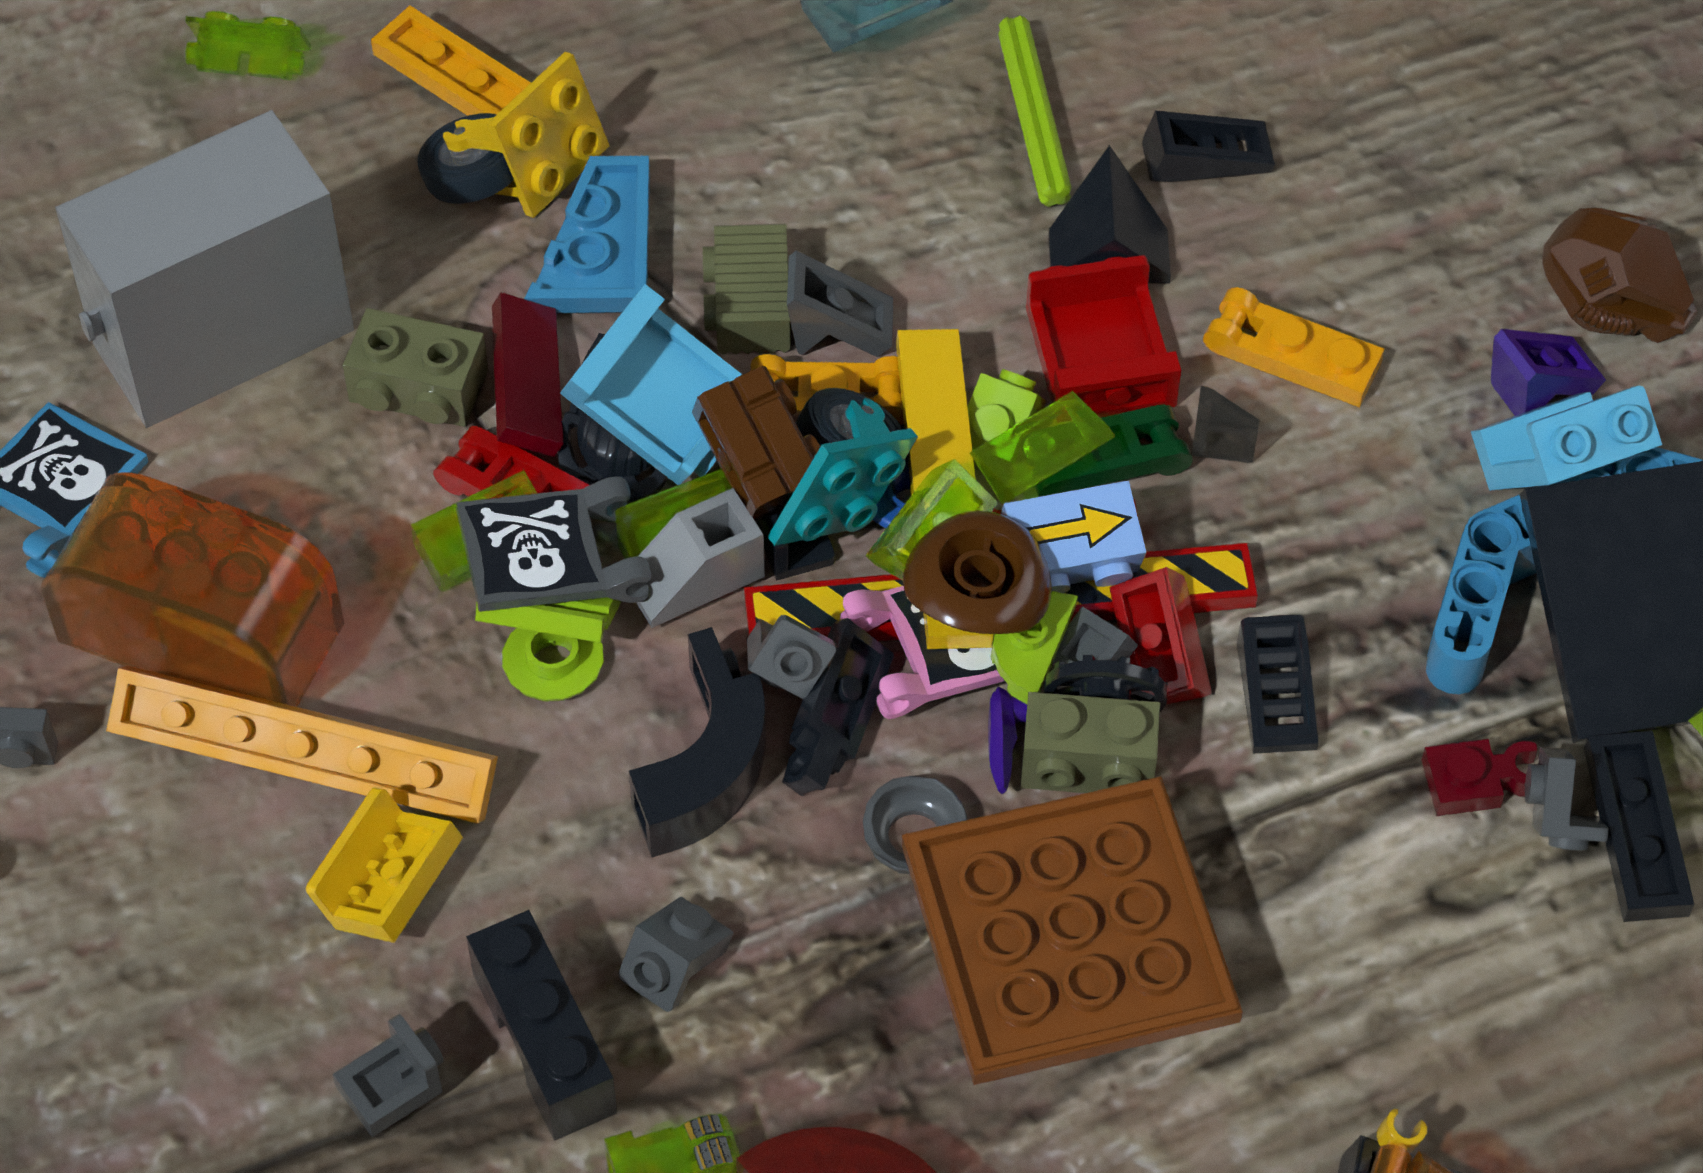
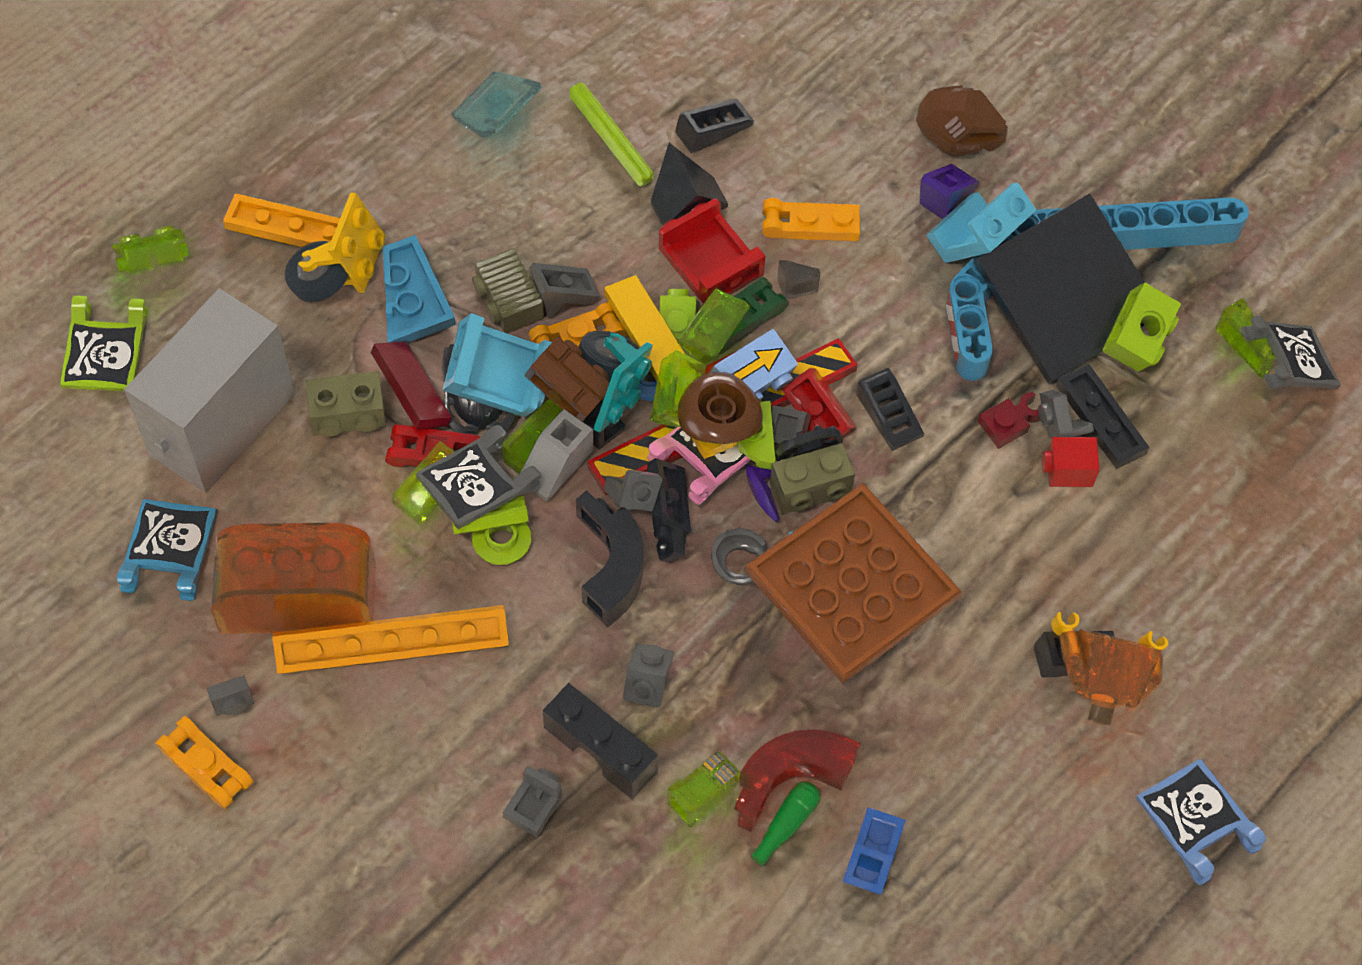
camera: 25 degrees left, 5 degrees up
(98, 150) = (102, 352): none -> flag
(381, 867) = (472, 690): yellow bracket -> none
(1545, 878) = (1071, 461): none -> red brick

